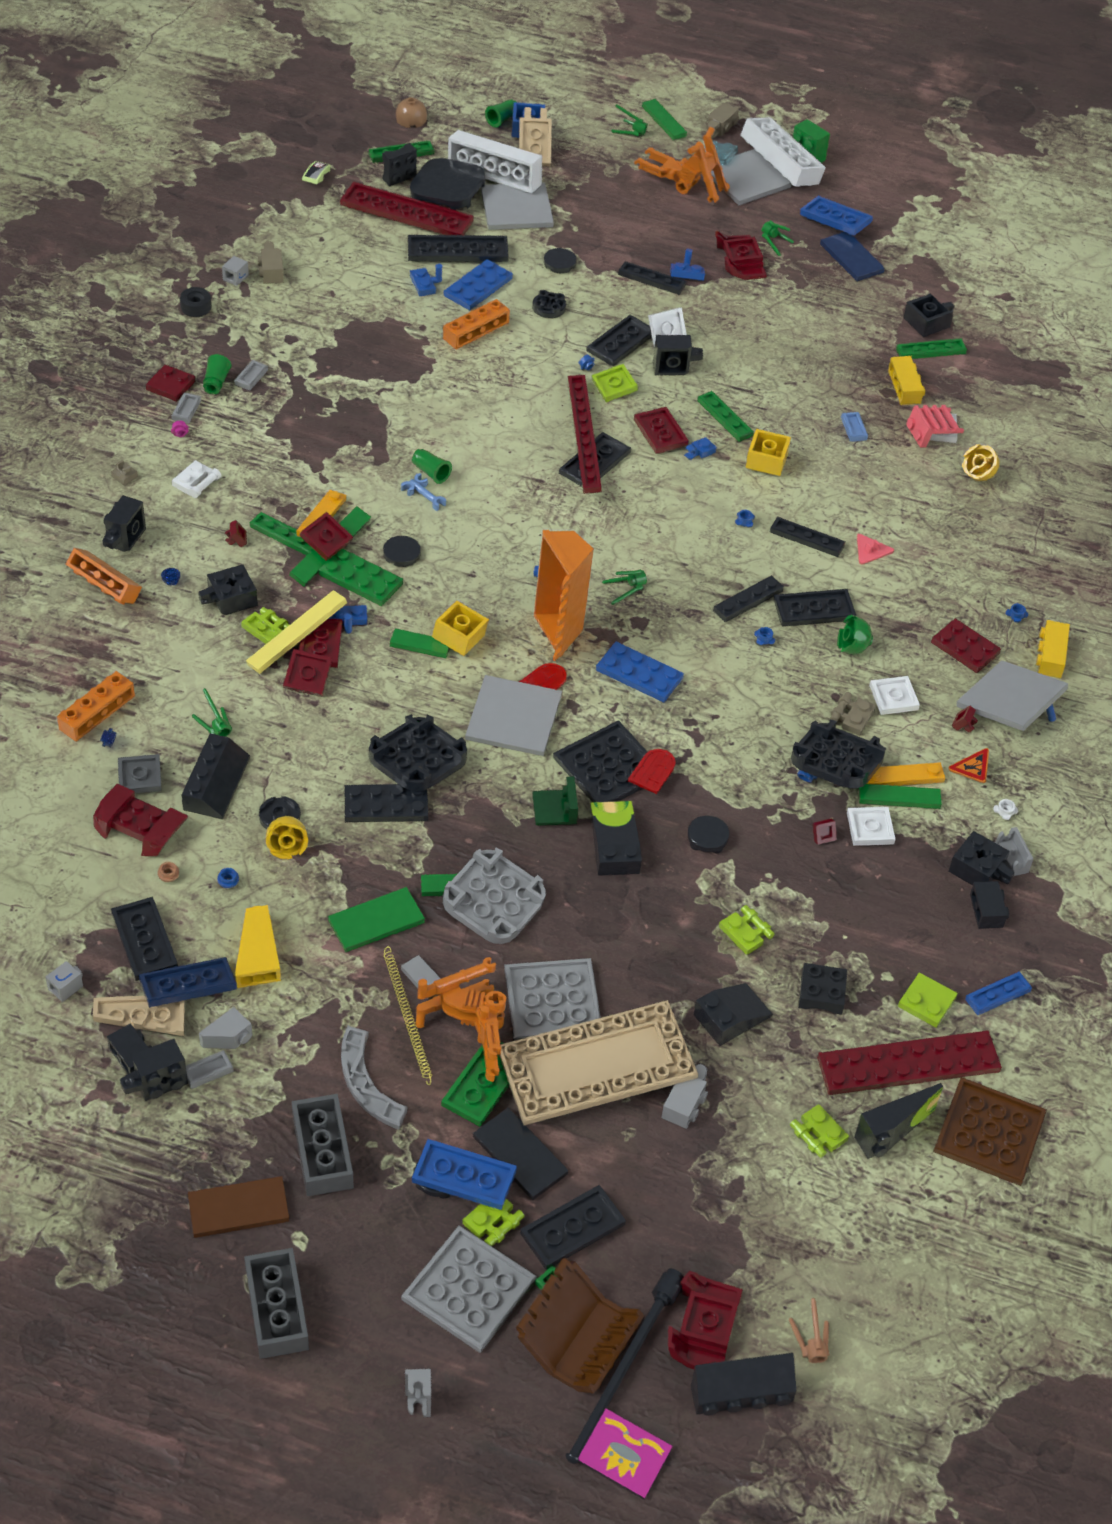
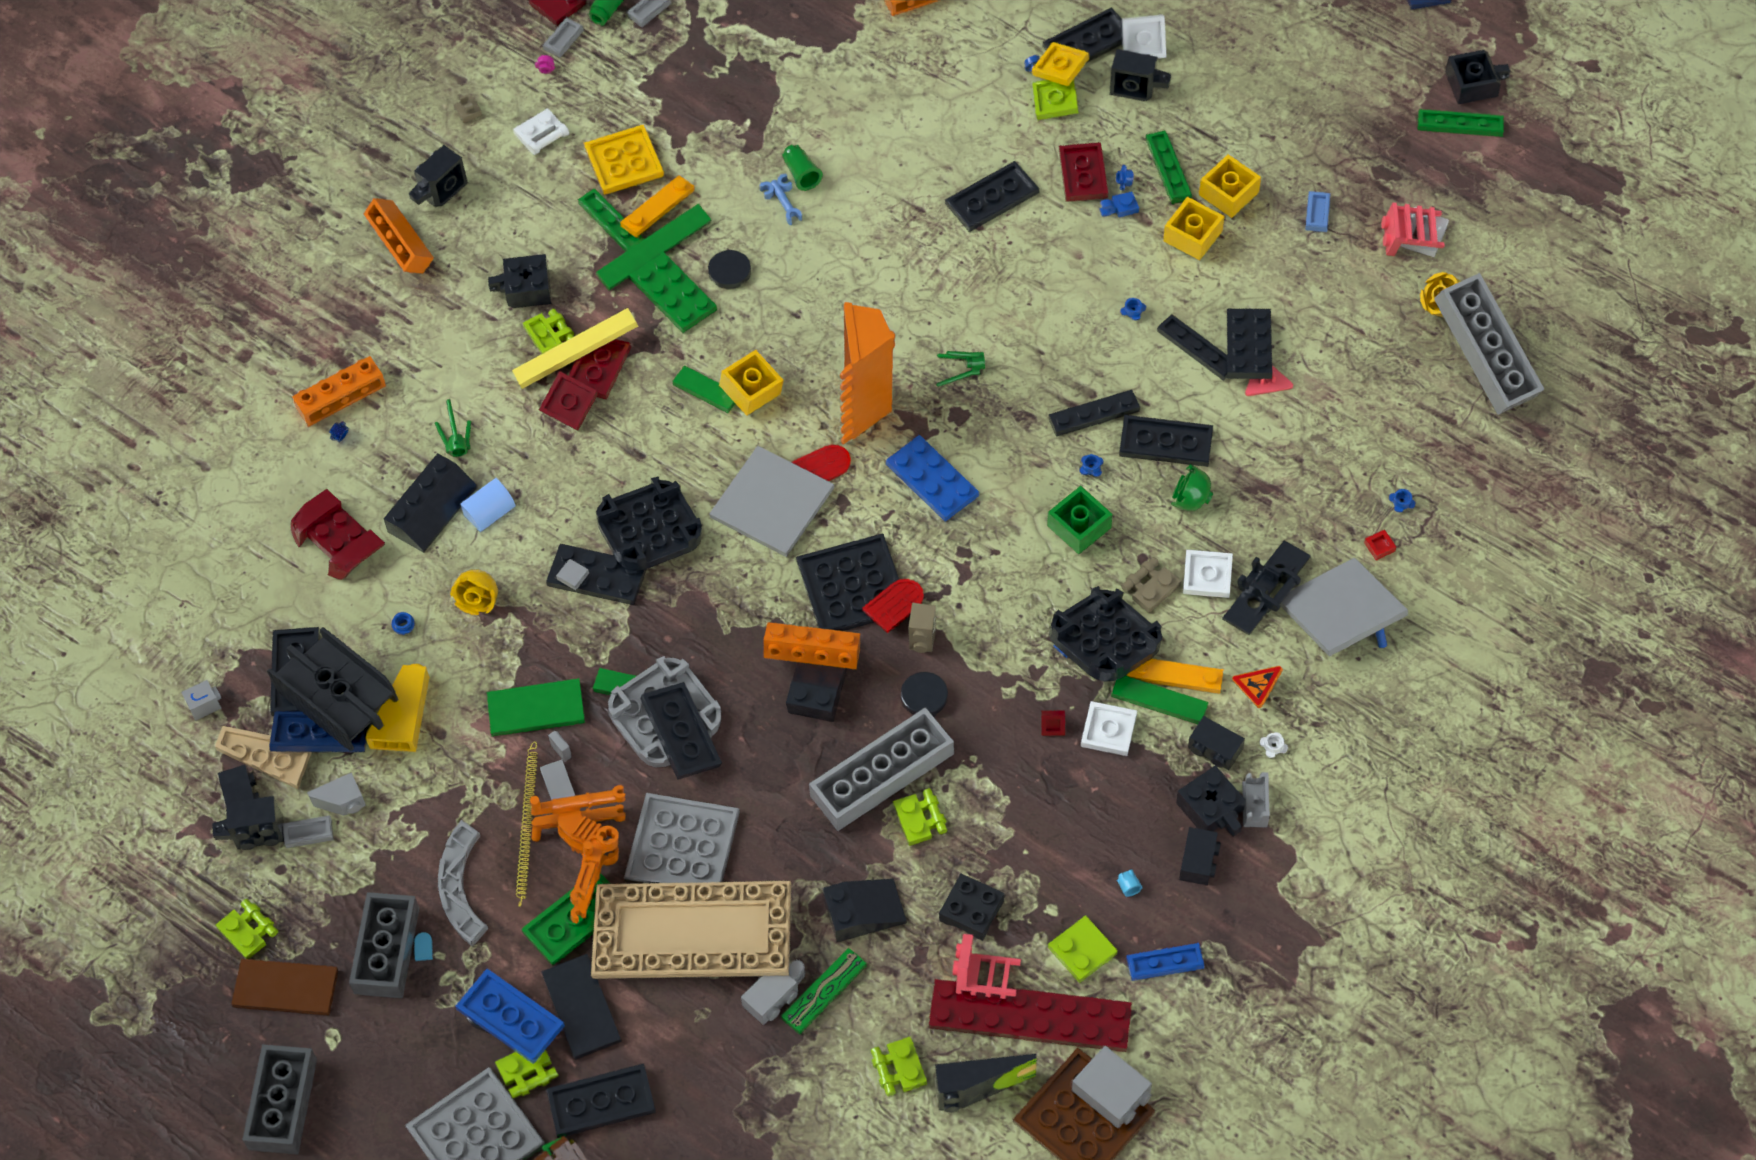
camera: 25 degrees right, 10 degrees up
(140, 773) = (356, 481): dark grey plate -> none
(168, 867) = (345, 596): nougat plate -> none
(170, 576) = (468, 252): clear blue plate -> none
(179, 1172) = (241, 934): none -> lime plate
(194, 937) = (347, 673): none -> black piece
(236, 534) = (558, 211): dark red tile -> none
(267, 768) = (487, 505): none -> light blue brick
(277, 486) = (623, 159): none -> yellow plate
(277, 807) = (483, 556): black tile -> none
(326, 536) = (648, 237): dark red plate -> none
(351, 616) = (643, 339): blue plate -> none
(354, 1140) = (423, 947): none -> medium azure piece
(368, 804) = (572, 574): none -> light grey tile
(412, 944) = (560, 745): none -> light grey tile
(518, 905) = (680, 730): none -> black plate
(556, 806) = (770, 611): dark green bracket -> none
(584, 434) = (989, 161): dark red plate -> none
(604, 812) = (811, 645): none -> orange brick
(611, 356) = (1060, 64): none -> yellow plate
(687, 781) = (922, 627): none -> dark tan brick
(696, 428) = (1124, 177): none -> blue plate
(700, 897) = (881, 769): none -> light grey brick
(727, 1087) = (824, 991): none -> green tile
(777, 675) = (1079, 520): none -> green brick
(782, 416) = (1229, 186): none -> yellow brick
(844, 1035) = (968, 970): none -> coral plate
(848, 525) = (1249, 344): none -> black plate
(906, 380) = (1407, 161): yellow brick -> none
(938, 695) = (1261, 584): none -> black piece
(942, 939) = (1129, 883): none -> medium azure hose
(961, 816) = (1216, 743): none -> black brick
(965, 719) = (1275, 621): dark red tile -> none
(966, 645) = (1322, 528): dark red plate -> none
(1008, 1098) = (1112, 1087): none -> light grey brick
(1015, 648) = (1380, 545): none -> red tile
(1035, 486) = (1488, 343): none -> light grey brick
(1053, 648) = (1421, 556): yellow brick -> none

